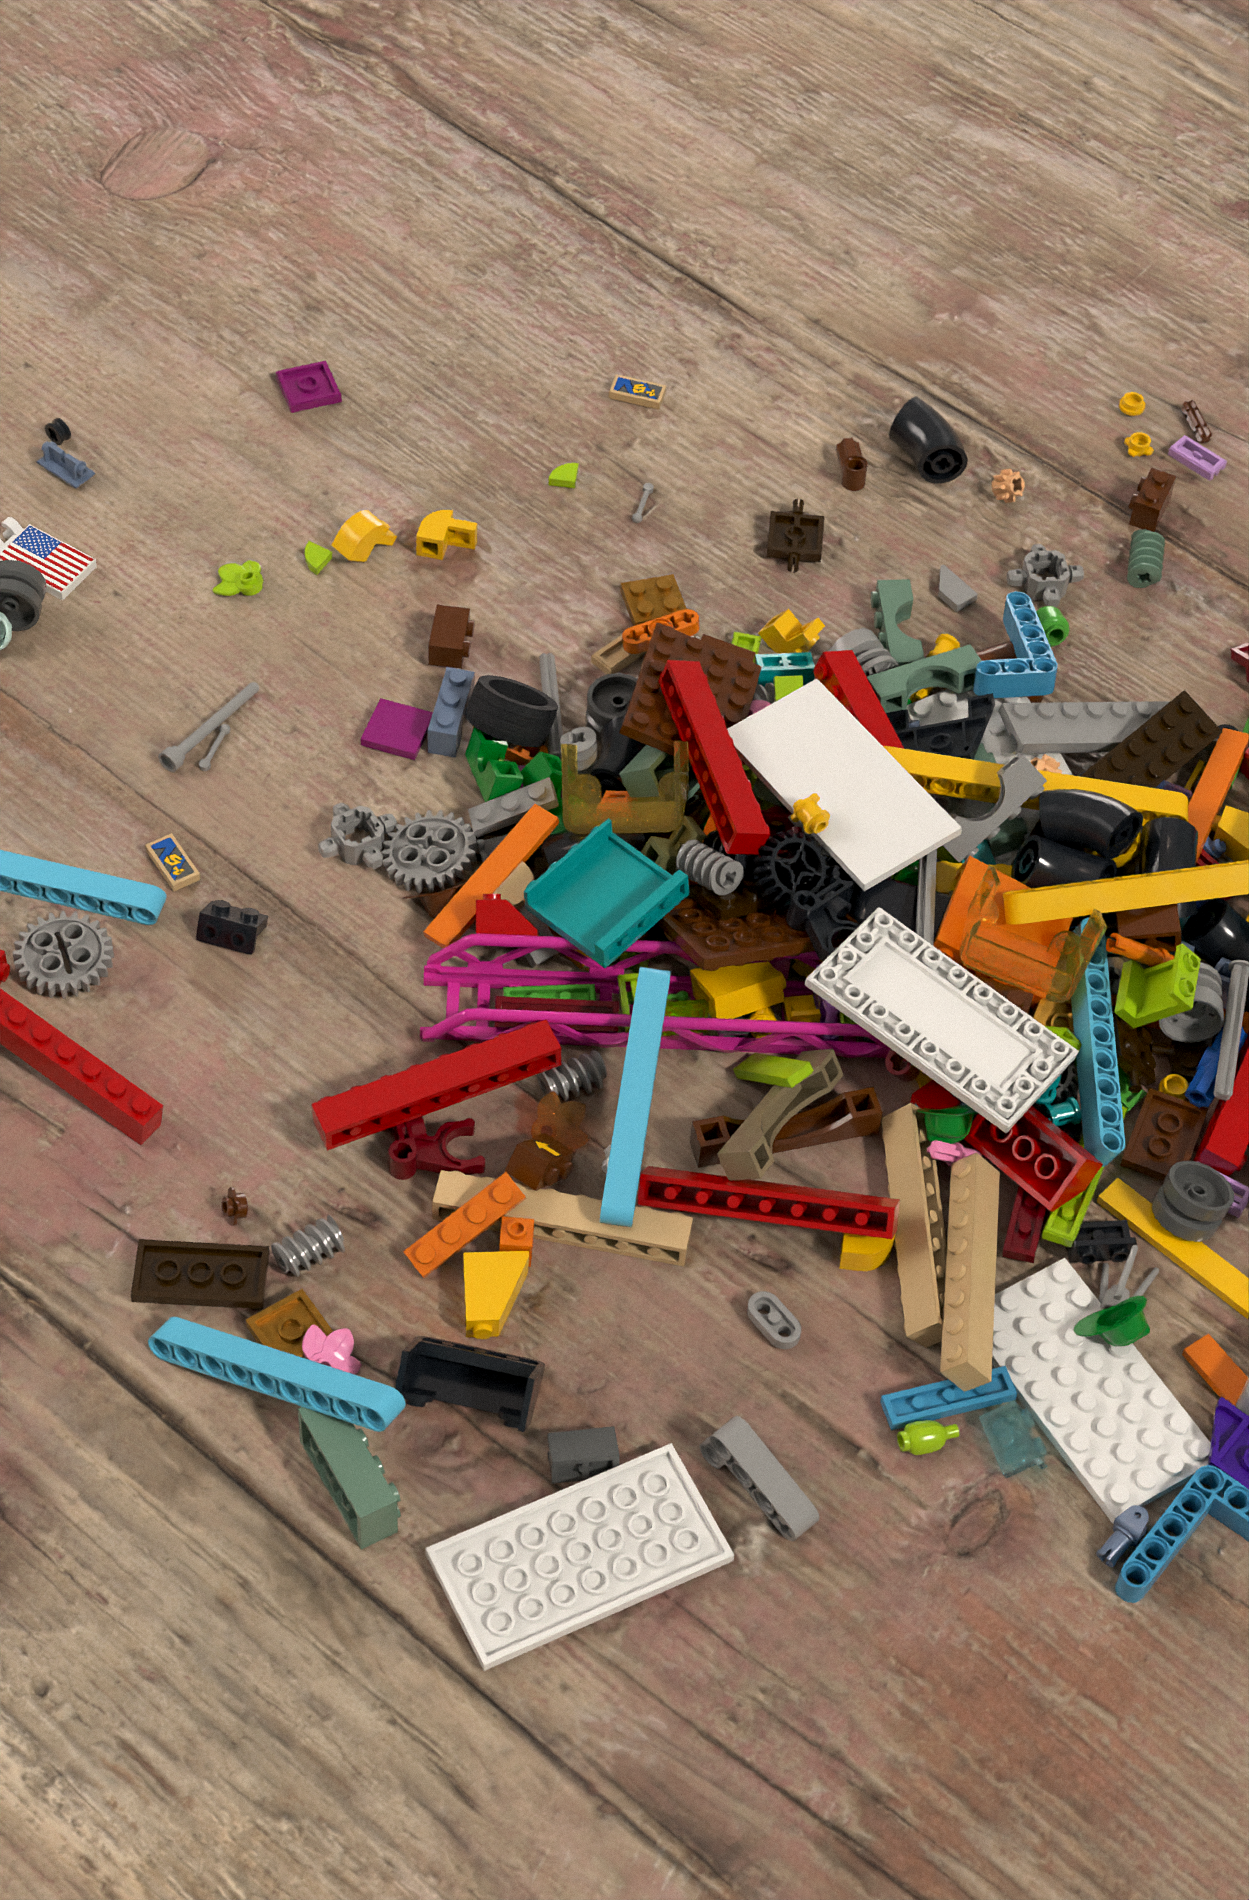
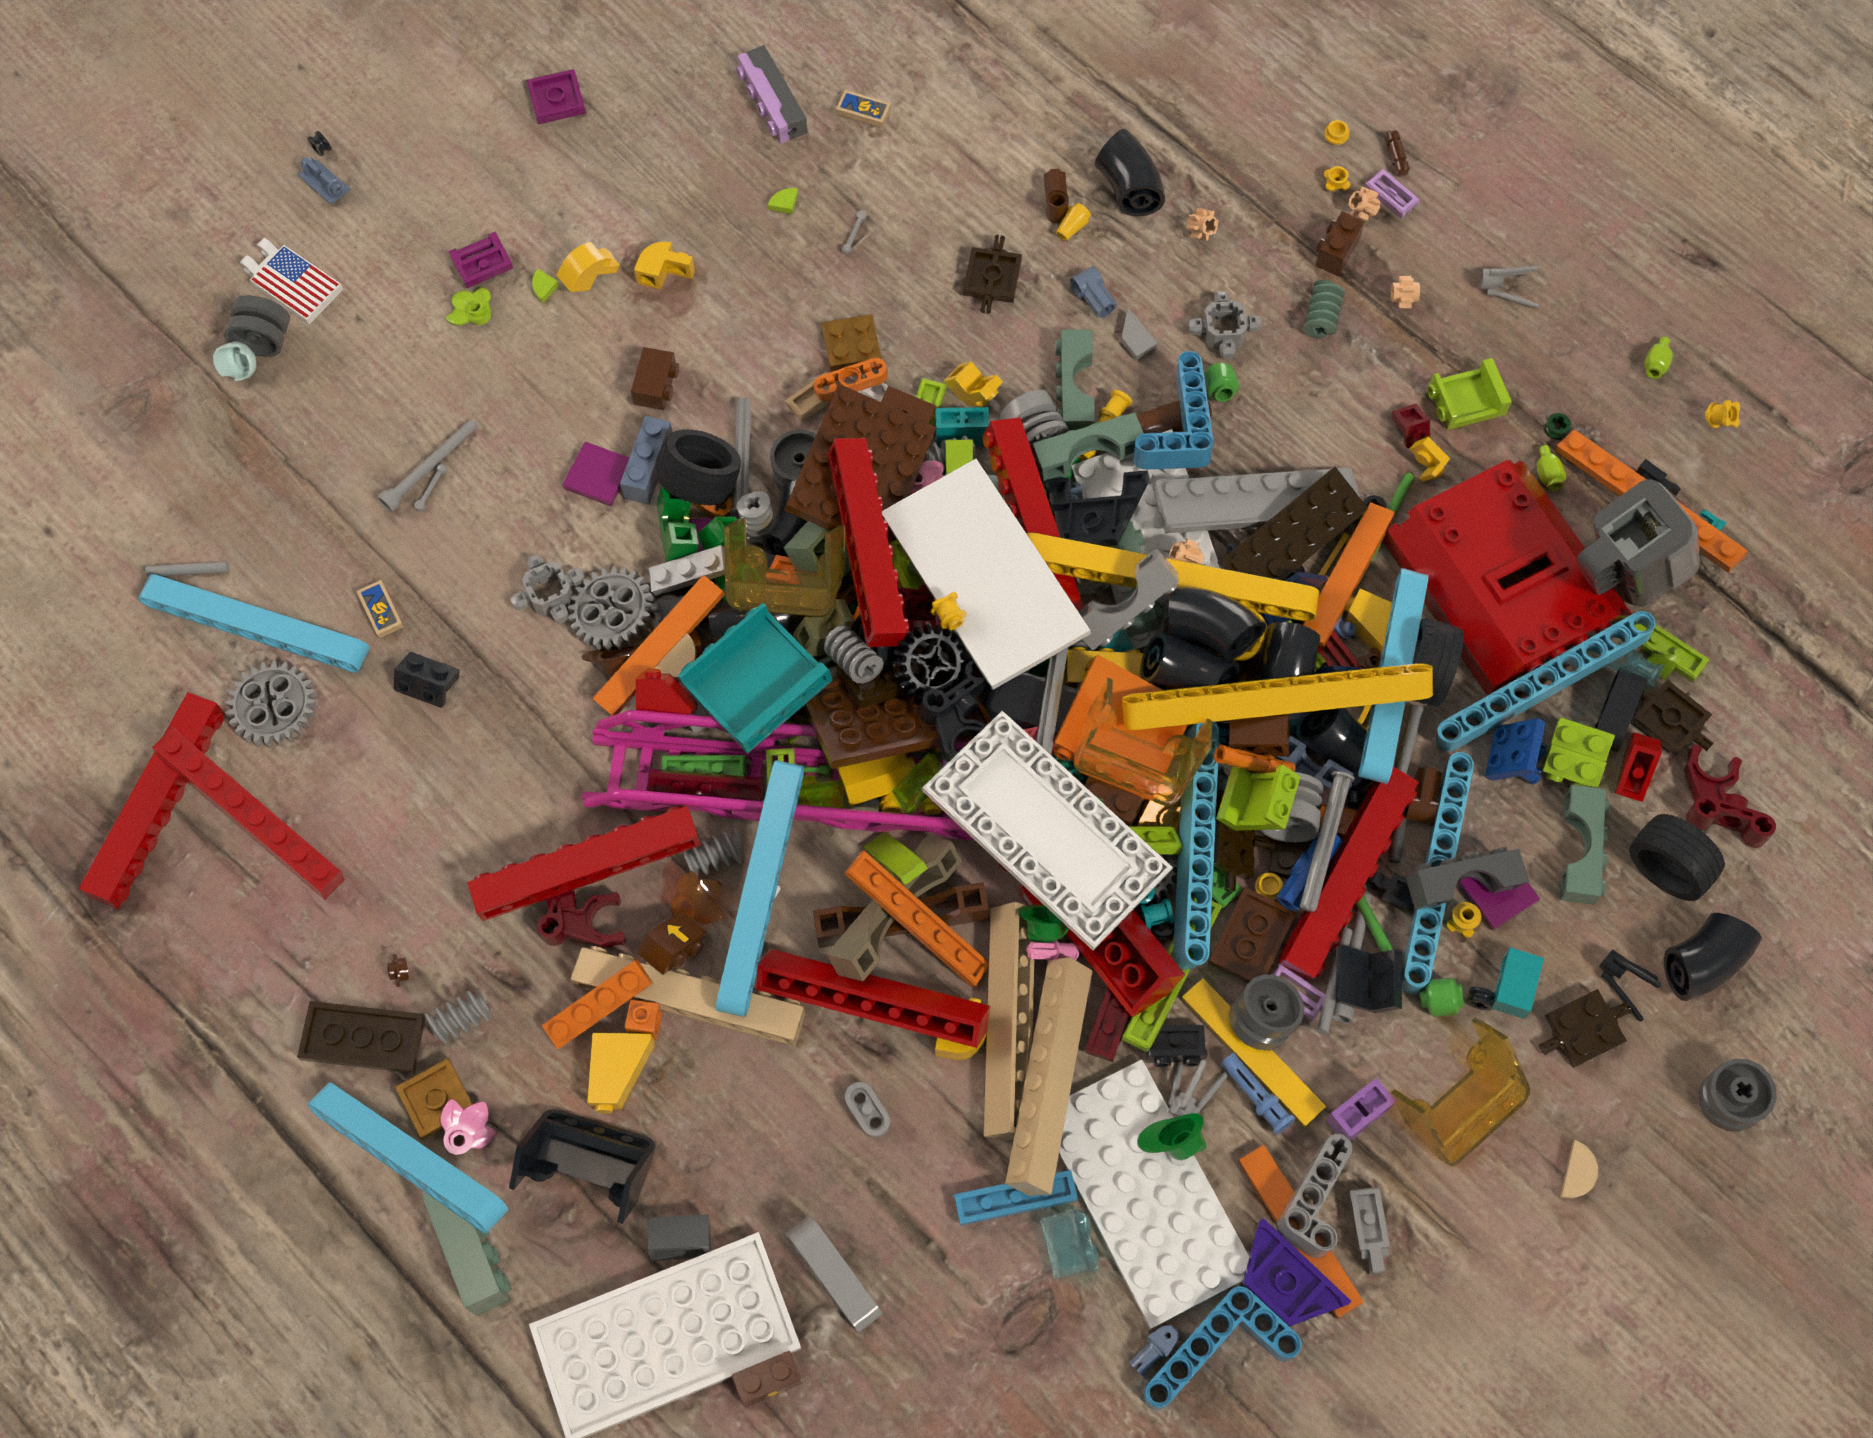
camera: 10 degrees right, 15 degrees up
(246, 535) = (482, 265): none -> magenta plate
(540, 379) = (772, 94): none -> piece
(701, 1588) = (767, 1379): none -> reddish brown brick
(791, 994) = (909, 790): none -> clear neon green tile
(807, 1124) = (917, 918): none -> orange tile
(874, 485) = (1074, 220): none -> yellow cone
(900, 544) = (1091, 287): none -> sand blue piece
(925, 1436) = (989, 1236): lime plant -> none
(1172, 462) = (1364, 203): none -> light nougat gear
(1205, 1294) = (1270, 1102): none -> medium blue pin
(1226, 541) = (1405, 292): none -> light nougat gear

